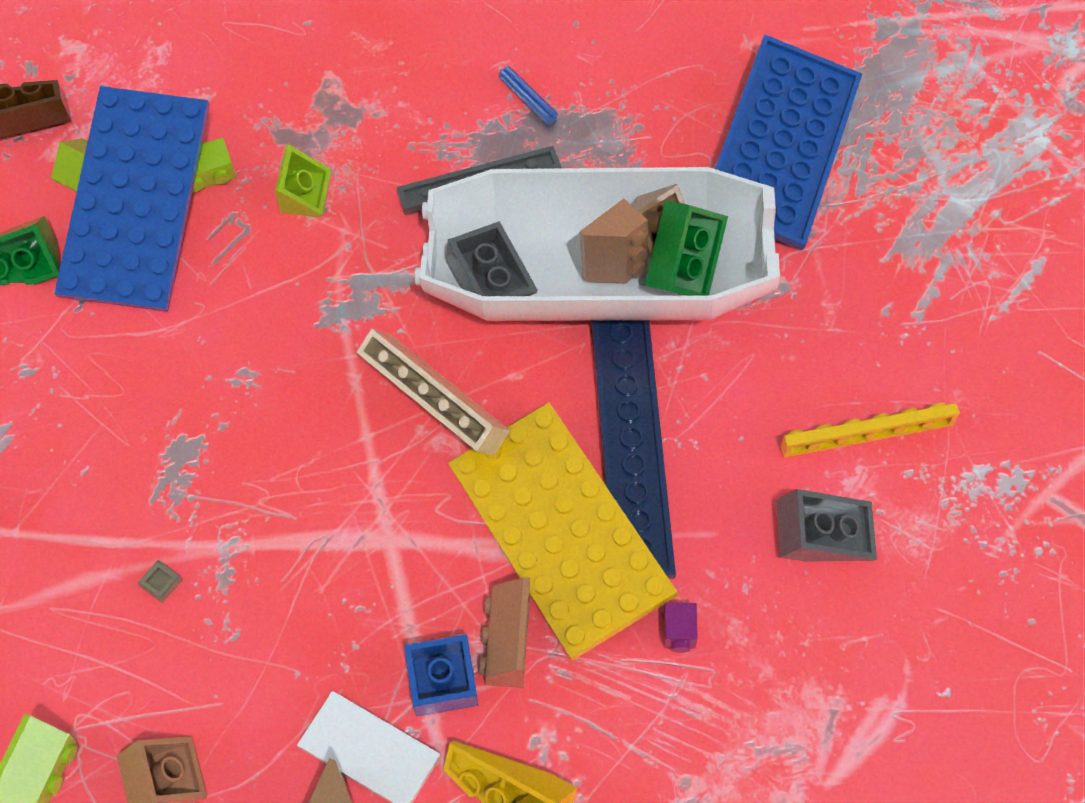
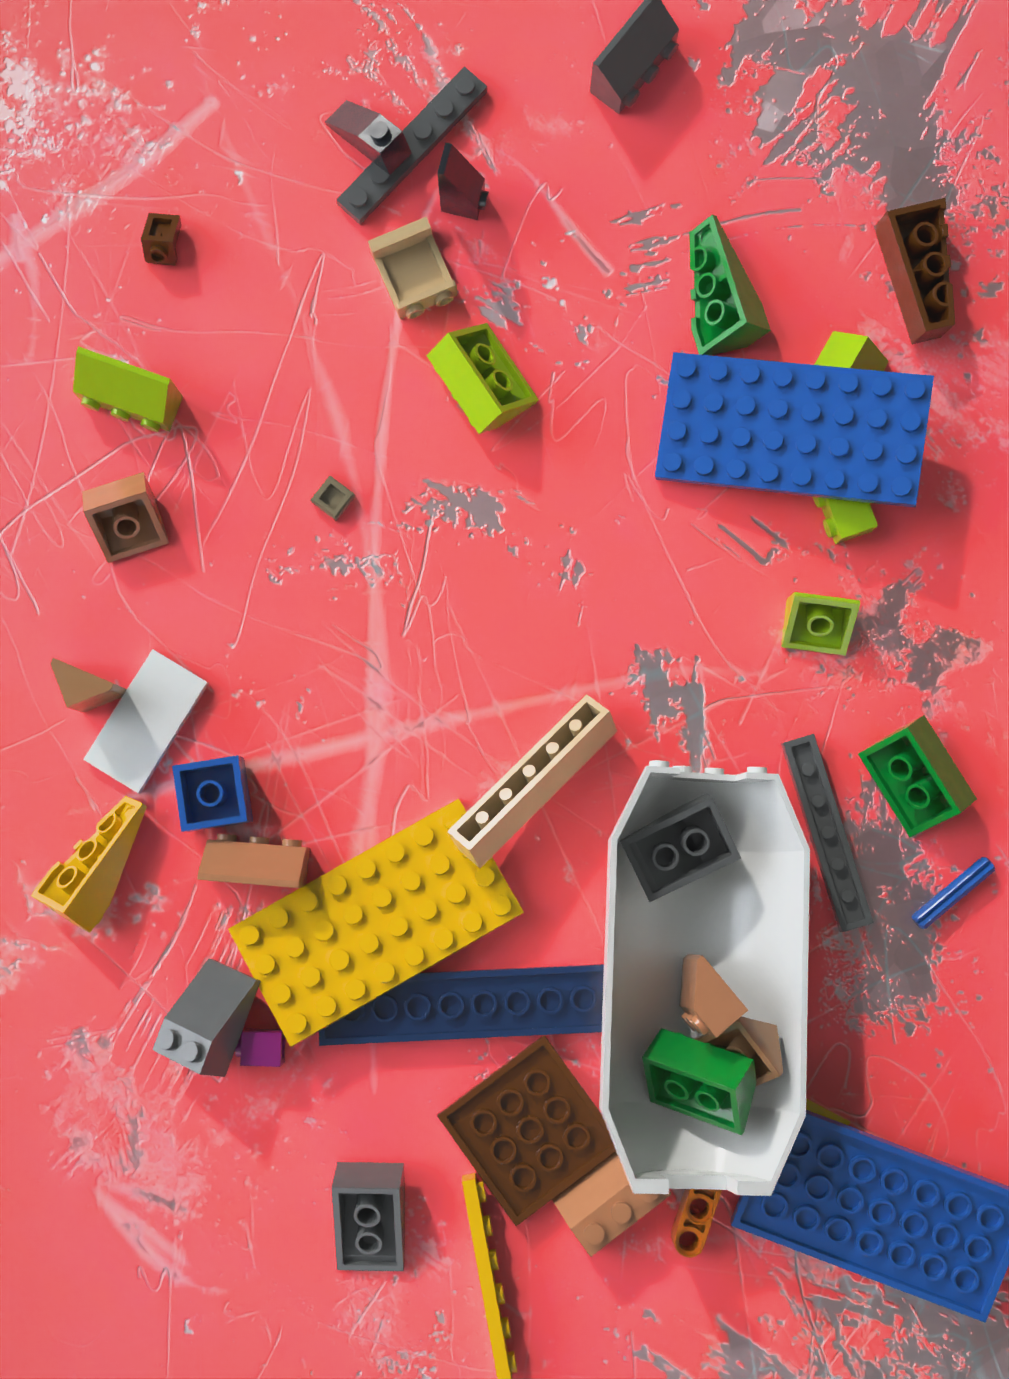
camera: 90 degrees right, 20 degrees up
(58, 450) = (481, 377): none -> lime slope
(434, 116) = (917, 776): none -> green slope
(654, 671) = (208, 1019): none -> dark grey slope
(738, 400) = (529, 1130): none -> reddish brown plate
(789, 335) = (603, 1205): none -> nougat slope
(806, 270) = (694, 1222): none -> orange beam

